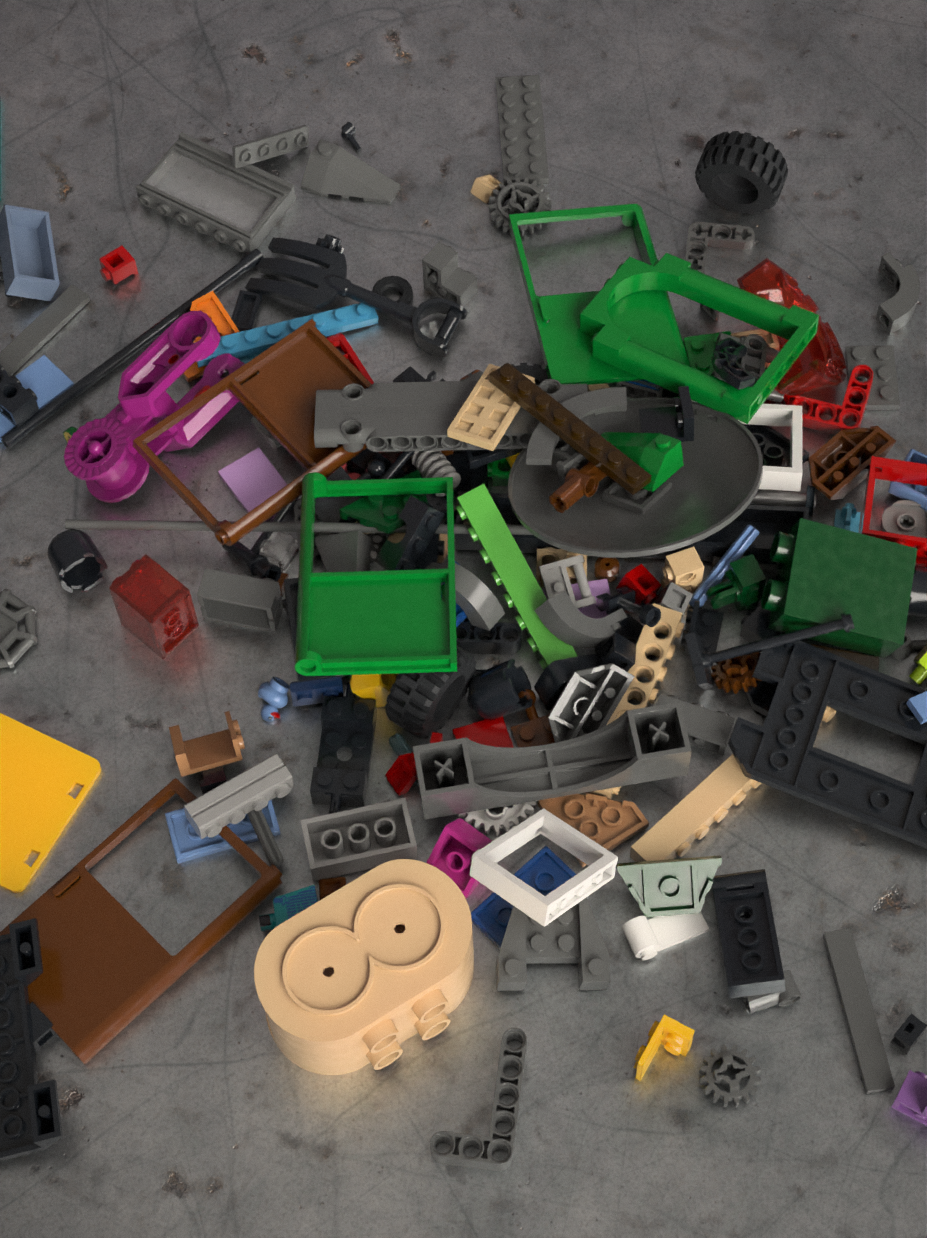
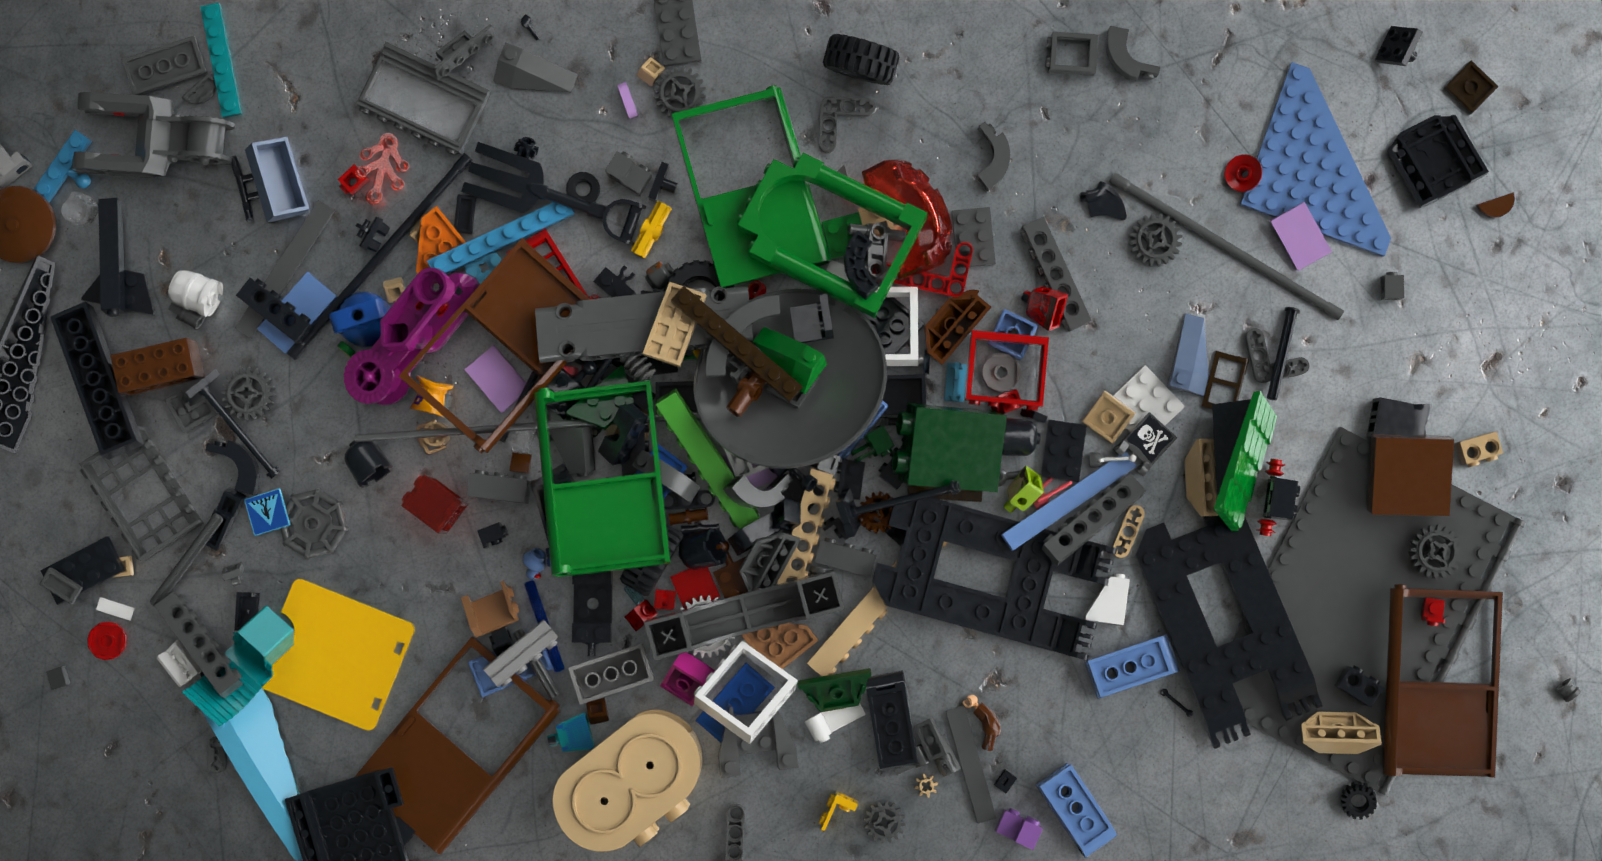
camera: 10 degrees left, 25 degrees up
(91, 390) = (367, 329): none -> blue piece
(136, 314) = (376, 226): none -> black hips
(165, 501) = (437, 390): none -> light orange hat
(166, 235) = (383, 166): none -> clear red plant
(169, 544) = (433, 441): none -> tan piece
(223, 658) = (492, 534): none -> black brick
(257, 564) = (507, 455): black pin -> none
(281, 804) = (540, 614): none -> clear blue axle
(457, 210) = (627, 100): none -> lavender beam
(471, 340) = (651, 229): none -> yellow piece
(488, 293) = (662, 183): none -> black tile
(491, 658) = (688, 516): none -> reddish brown pin
(685, 686) = (839, 530): none -> black bracket
(796, 1036) = (925, 780): none -> tan gear
(810, 974) = (937, 747): none -> dark grey plate
(885, 949) = (989, 720): none -> reddish brown arm

